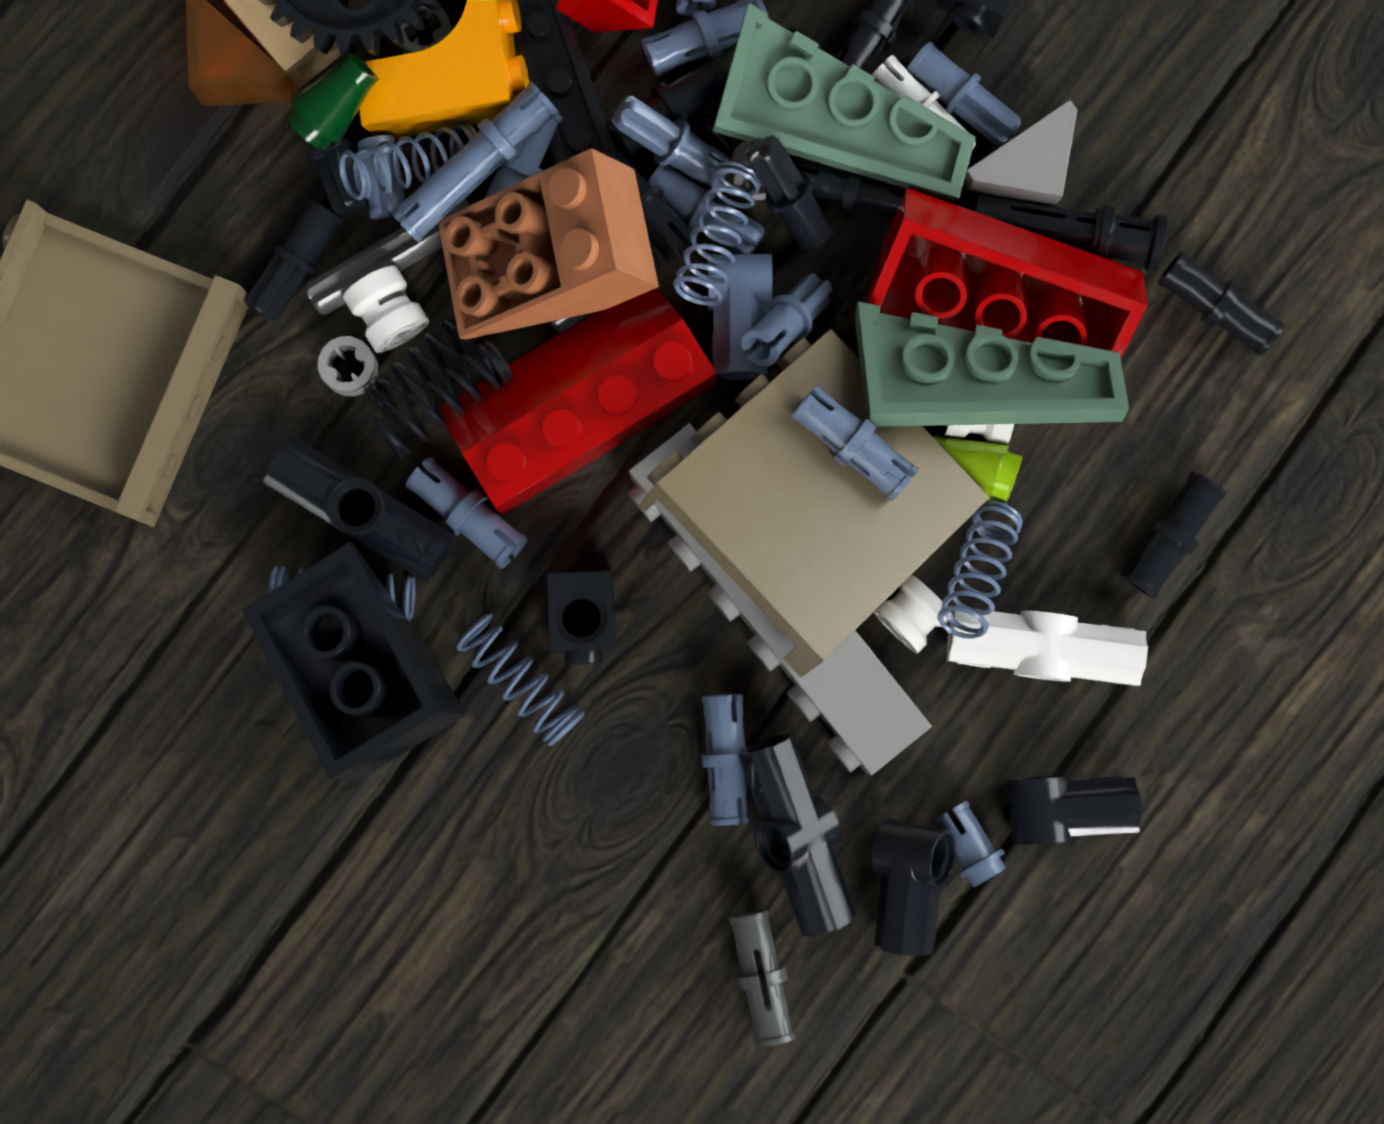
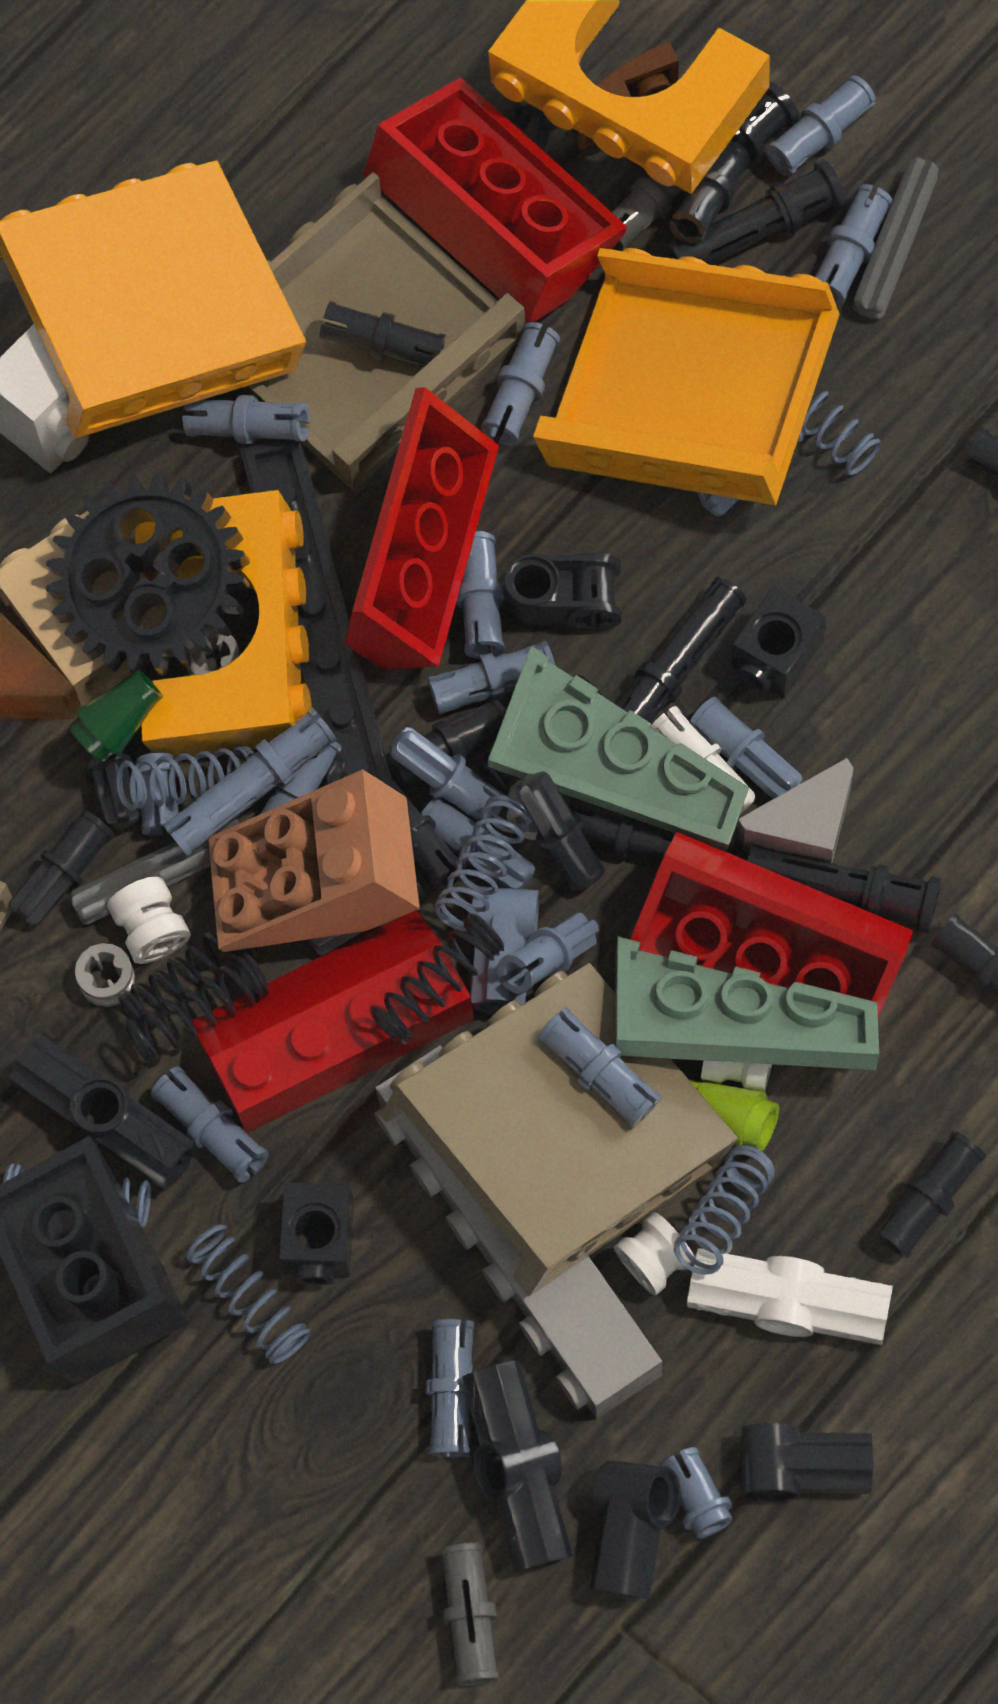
camera: 15 degrees right, 15 degrees down
(726, 317) = (480, 936): none -> black piece

